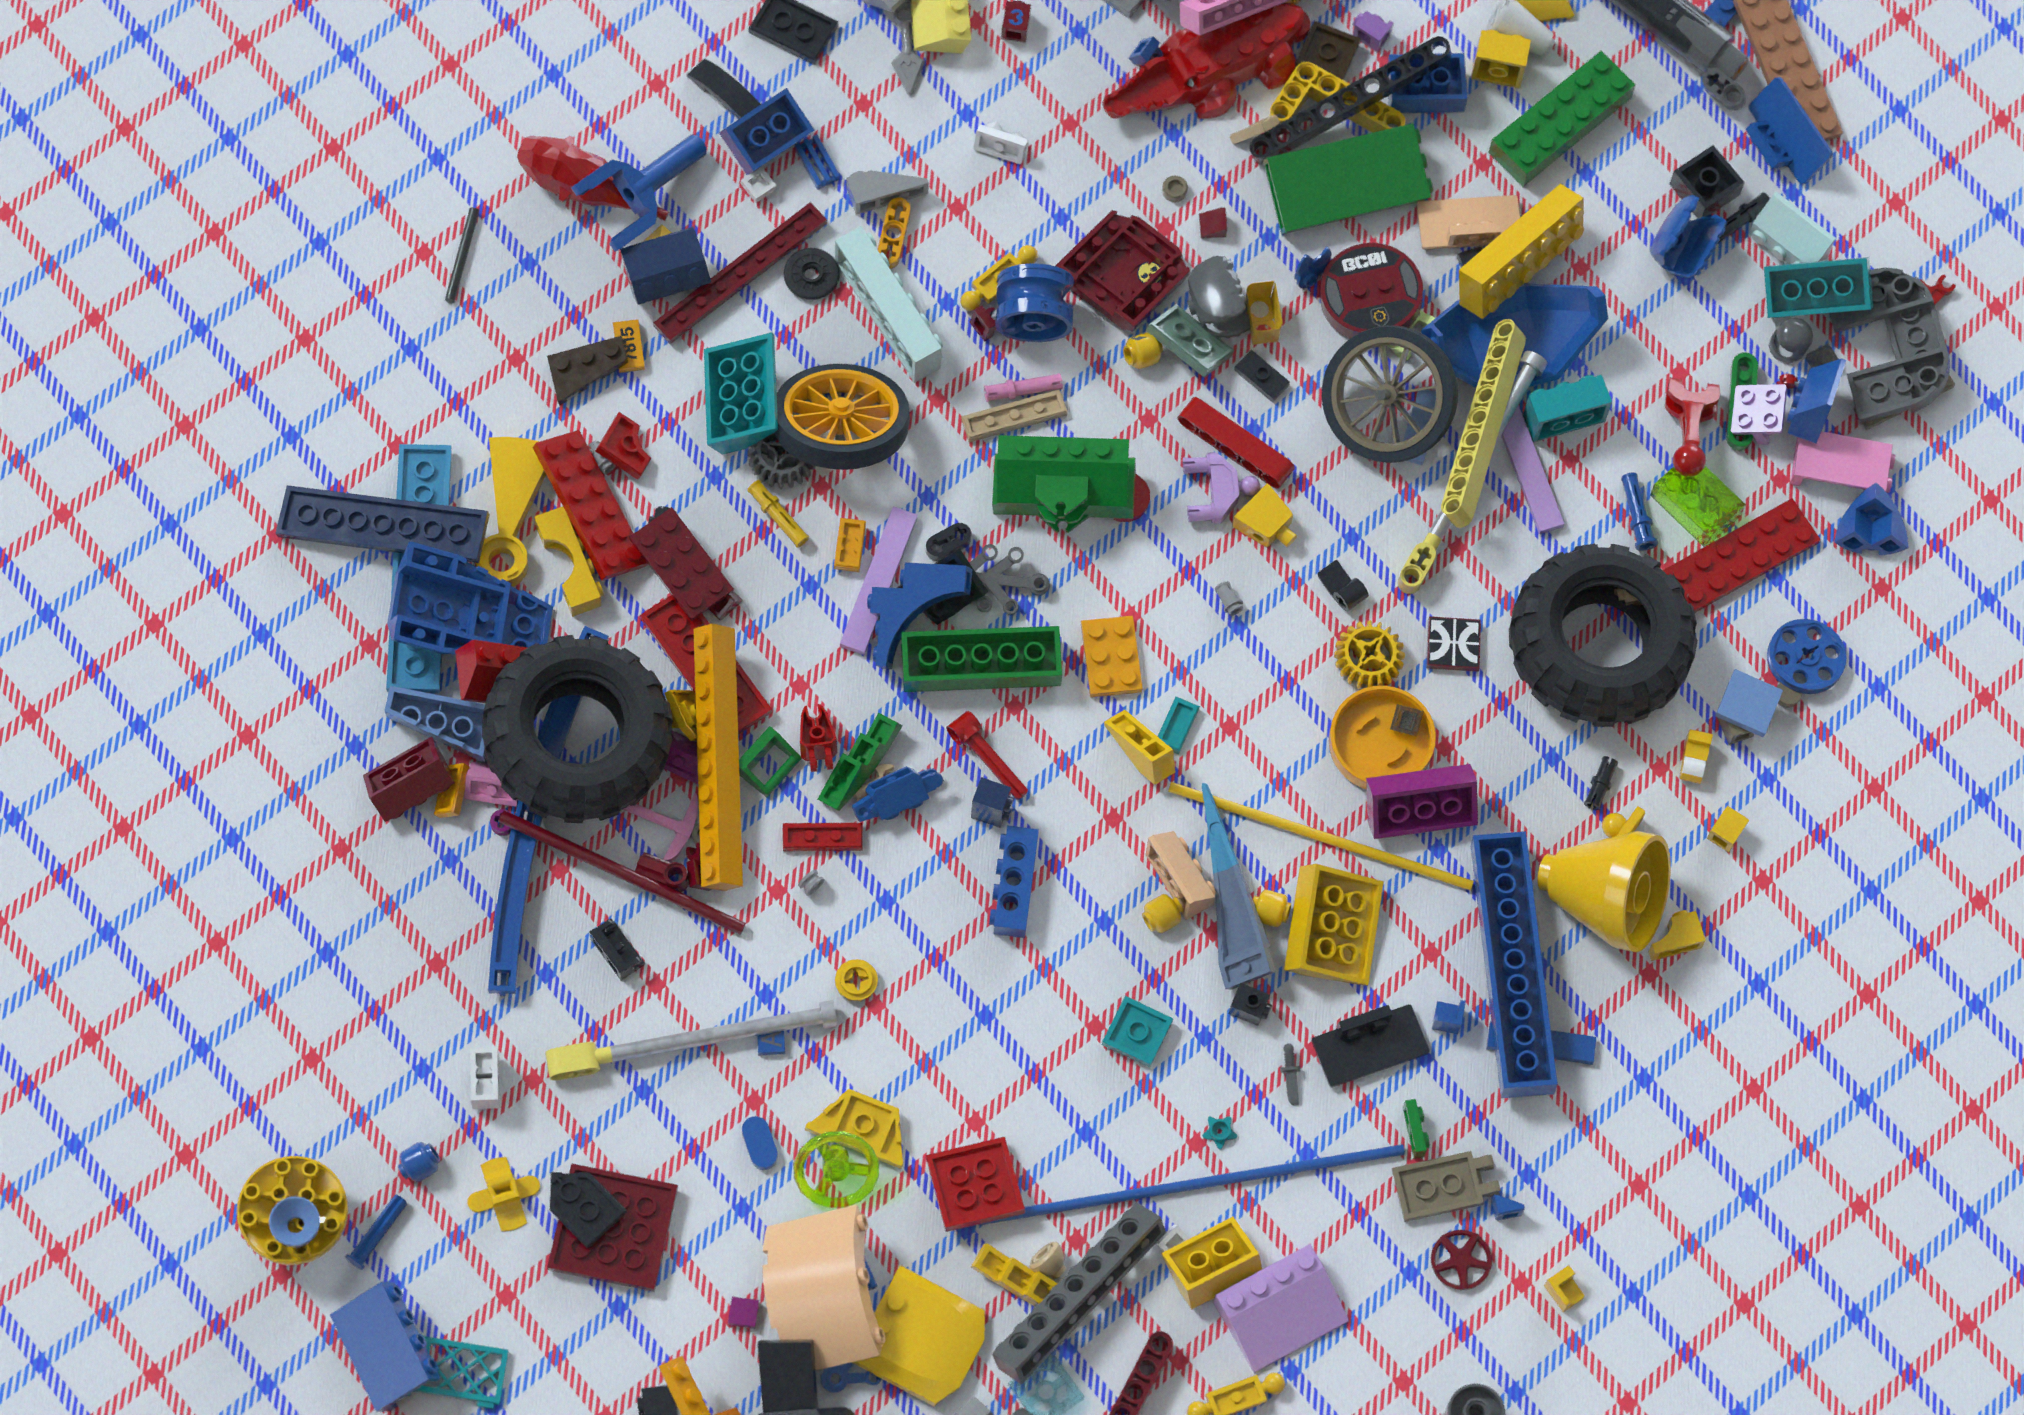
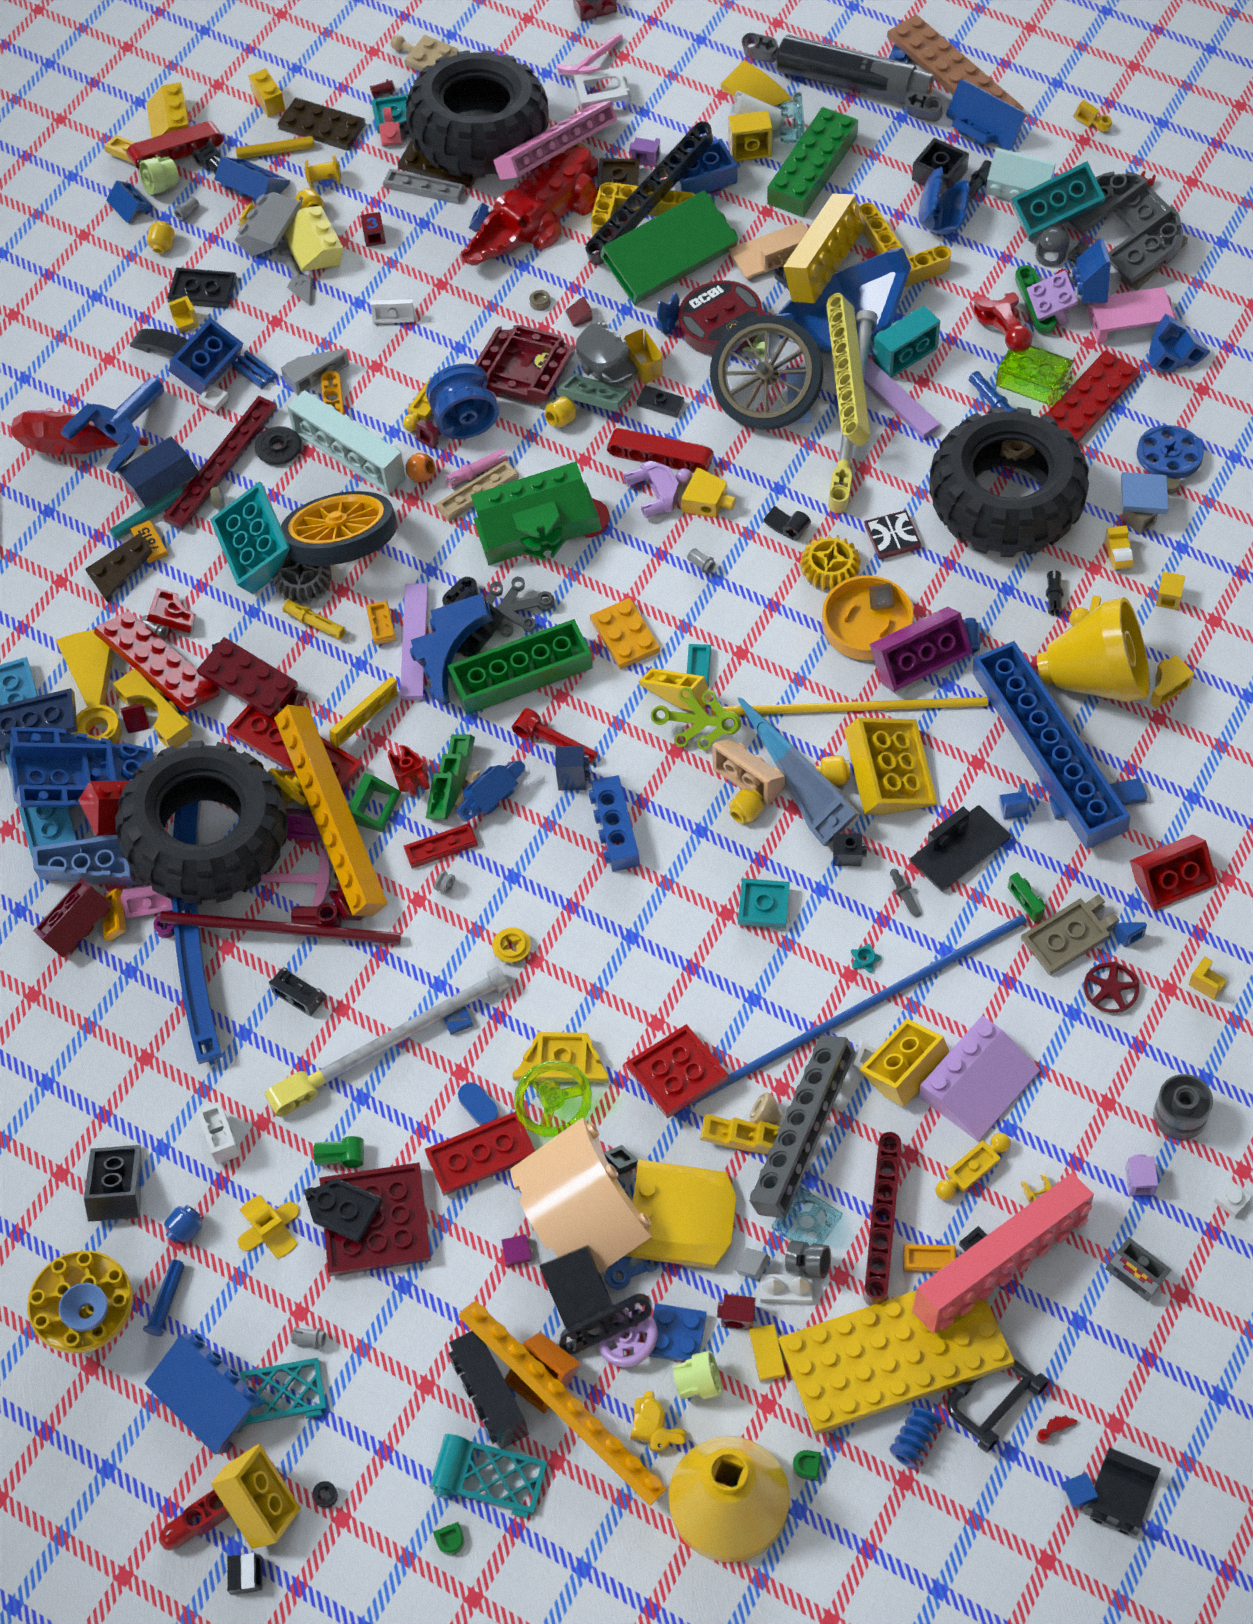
camera: 10 degrees left, 10 degrees down
(362, 1091) = (113, 1183): none -> black slope
(505, 1325) = (308, 1337): none -> light grey pin
(546, 564) = (135, 718): none -> dark red slope
(608, 1145) = (346, 1152): none -> green piece
(633, 310) = (145, 513): none -> teal axle
(721, 319) = (217, 497): none -> dark tan tile
(742, 1197) = (479, 1153): none -> red plate
(760, 60) = (183, 314): none -> yellow panel
(793, 651) = (363, 712): none -> yellow tile
(881, 1257) = (621, 1159): none -> pearl dark grey plate
(960, 365) = (420, 467): none -> orange piece
(1150, 795) = (699, 719): none -> lime plant
(1255, 129) = (584, 238): tan tile -> none
(1488, 796) = (973, 631): none -> blue cone
(1559, 55) = (794, 110): none -> clear light blue piece
(1583, 1157) = (1174, 871): none -> red slope
(1606, 275) = (882, 239): none -> yellow beam
(1913, 173) = (1088, 114): none -> yellow plate

